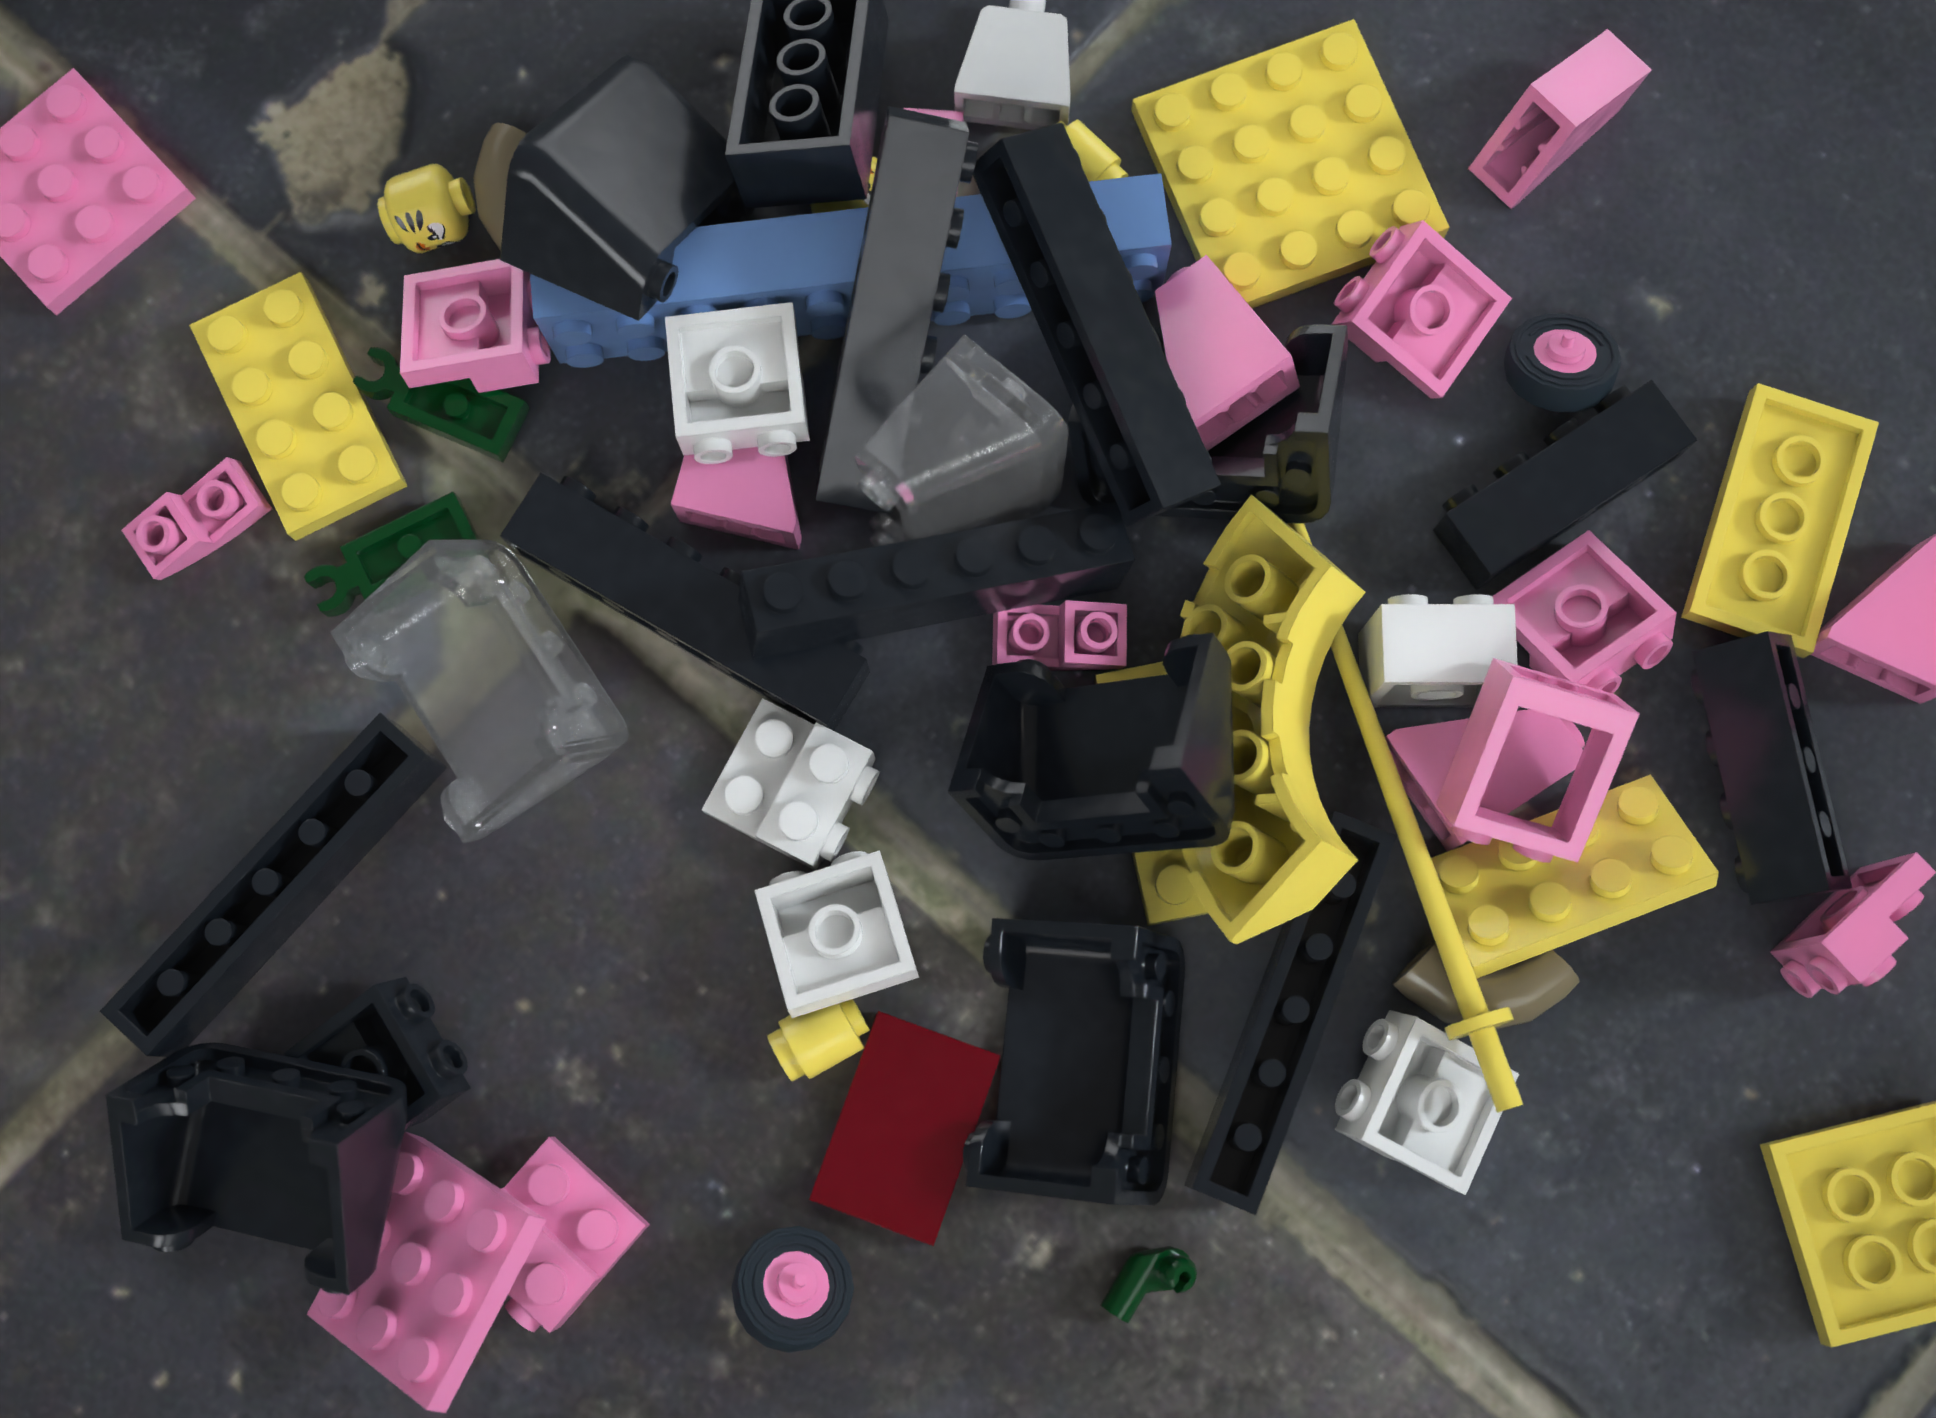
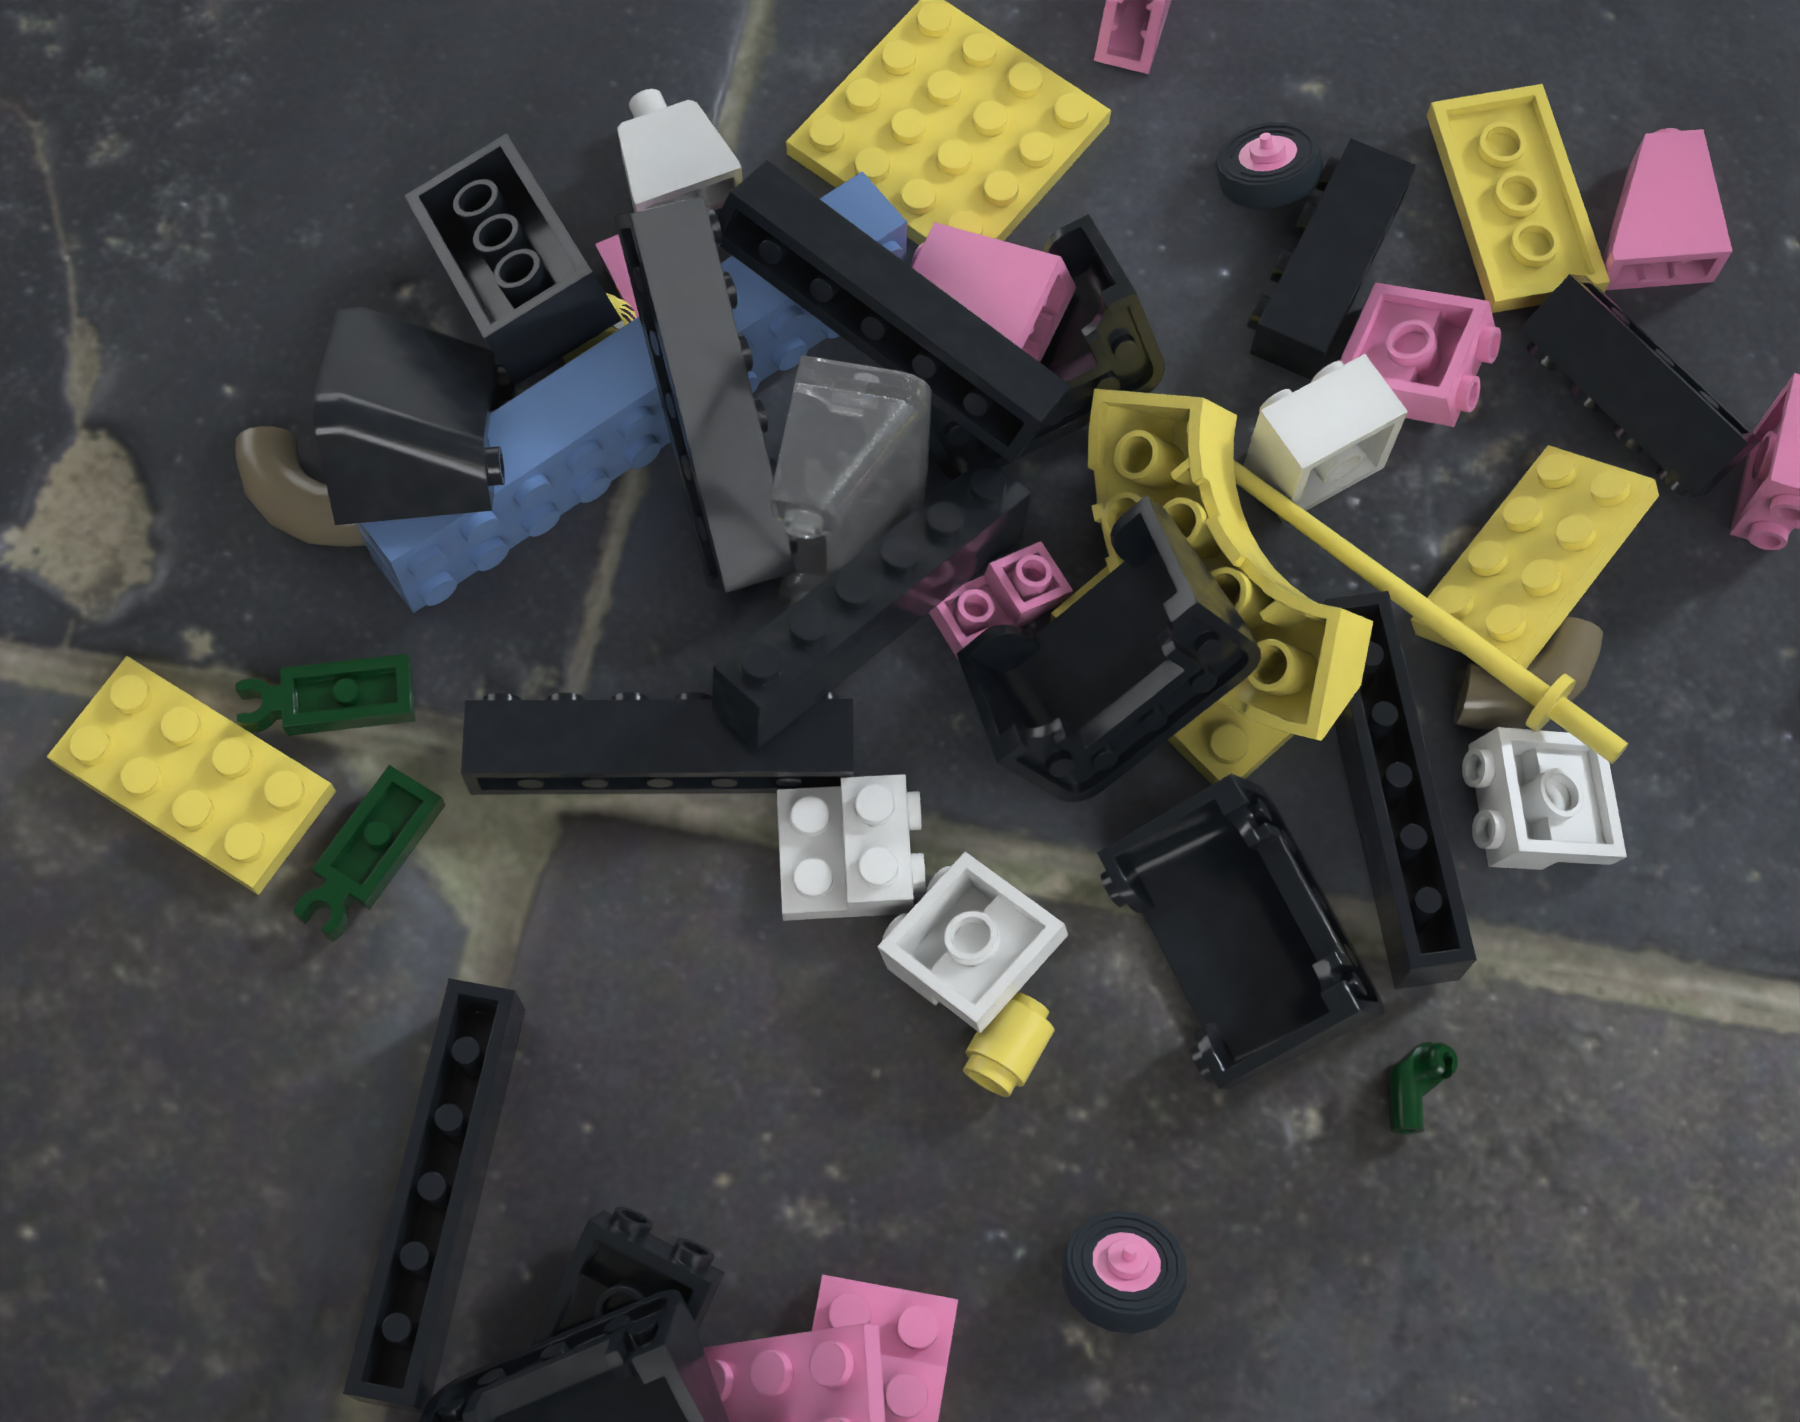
camera: 35 degrees left, 10 degrees down
(198, 522) = (157, 925): bright pink slope -> none
(426, 208) = (214, 541): light yellow head -> none
(471, 326) = (324, 611): bright pink plate -> none
(485, 678) = (516, 912): clear windscreen -> none
(737, 382) = (603, 524): white plate -> none
(740, 497) = (636, 603): bright pink slope -> none
(905, 1128) = (1130, 1082): dark red tile -> none
(1420, 307) = (1130, 179): bright pink plate -> none
(1500, 696) = (1414, 477): bright pink window -> none
(1533, 757) = (1416, 507): bright pink slope -> none

